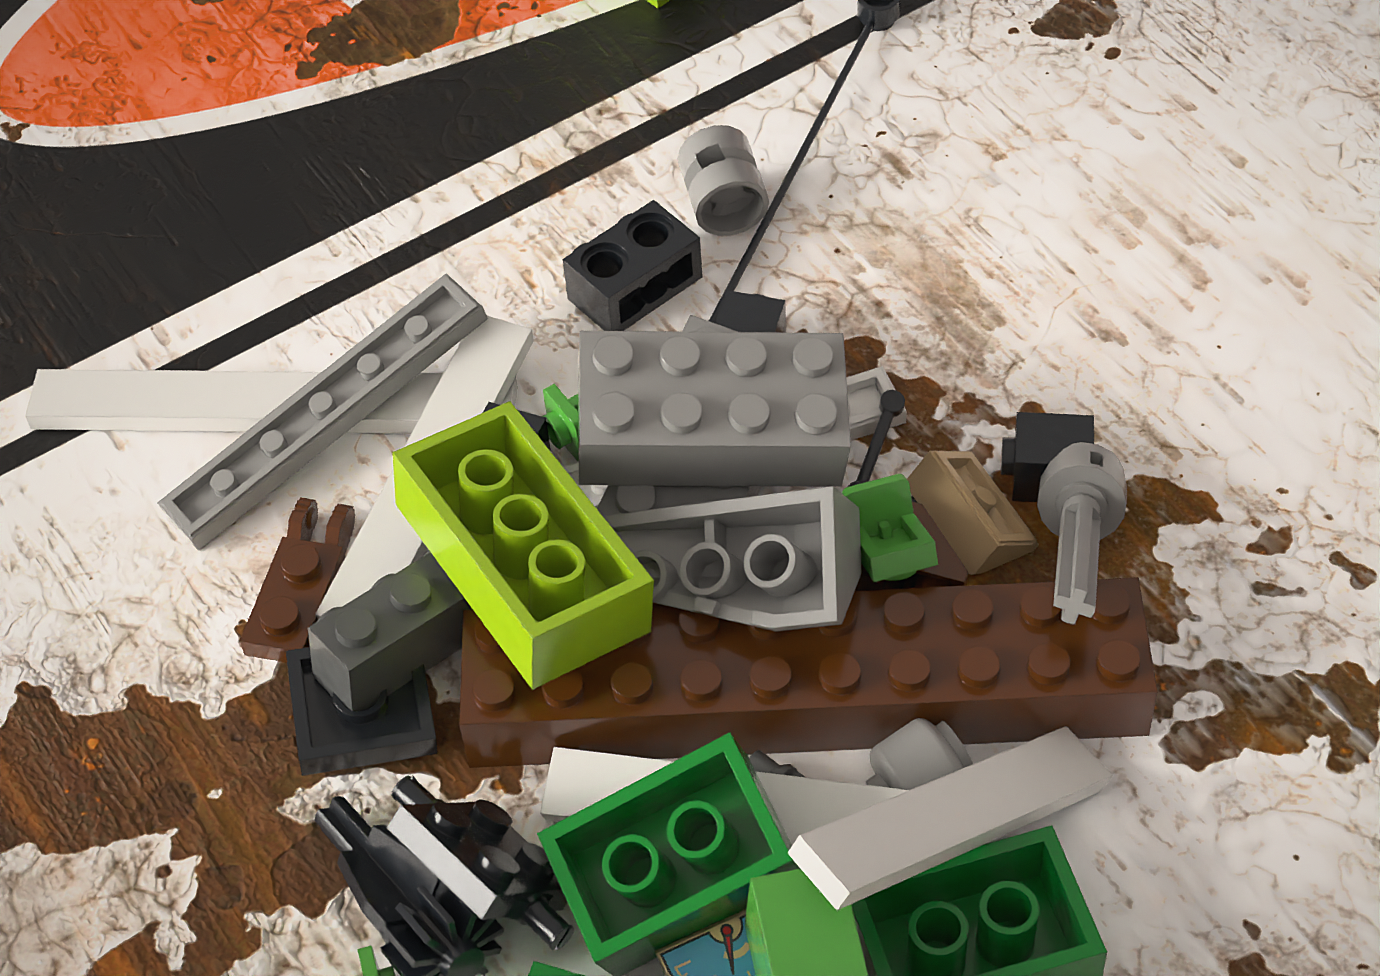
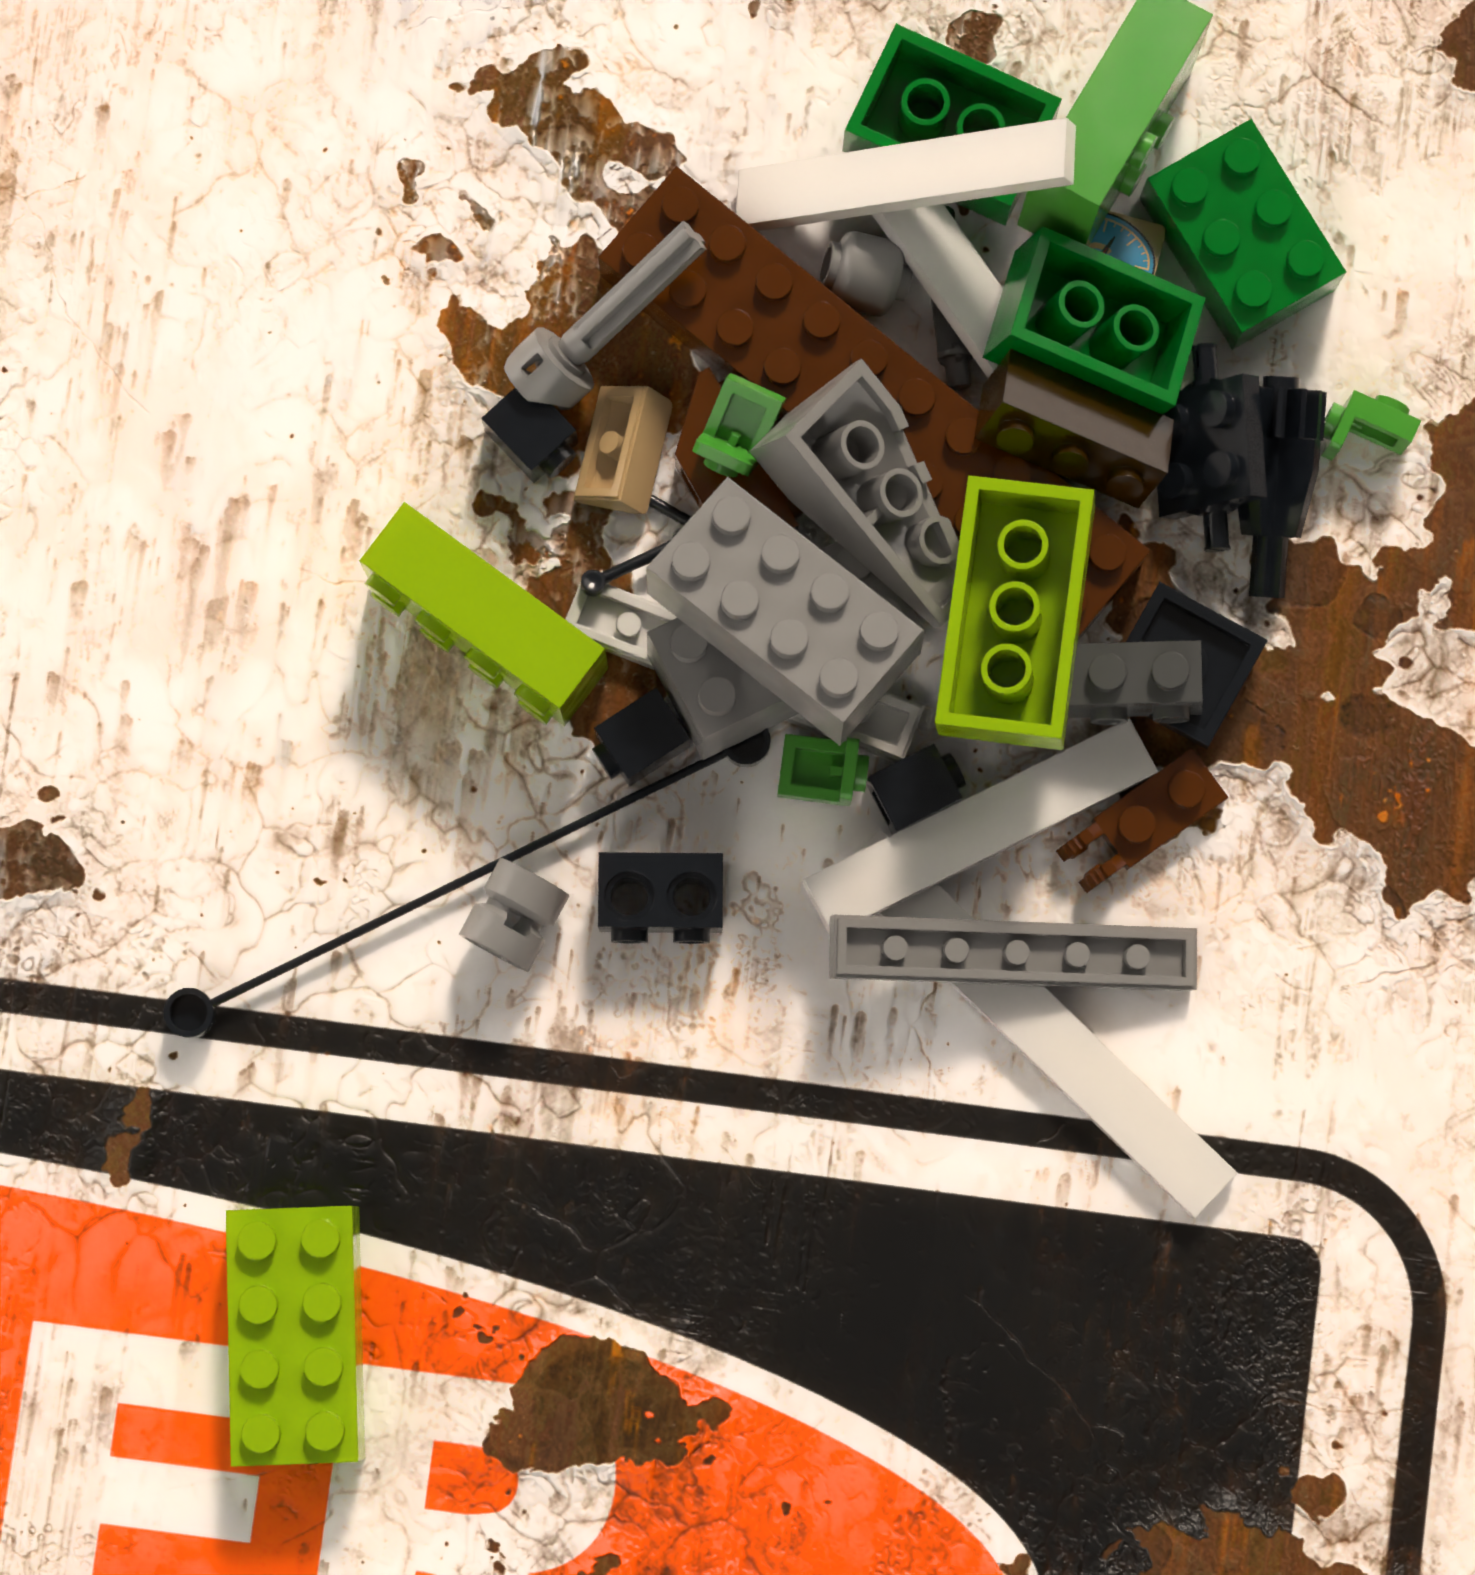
camera: 145 degrees left, 30 degrees up
(605, 749) = (1074, 428): none -> dark brown brick
(948, 301) = (483, 614): none -> lime brick

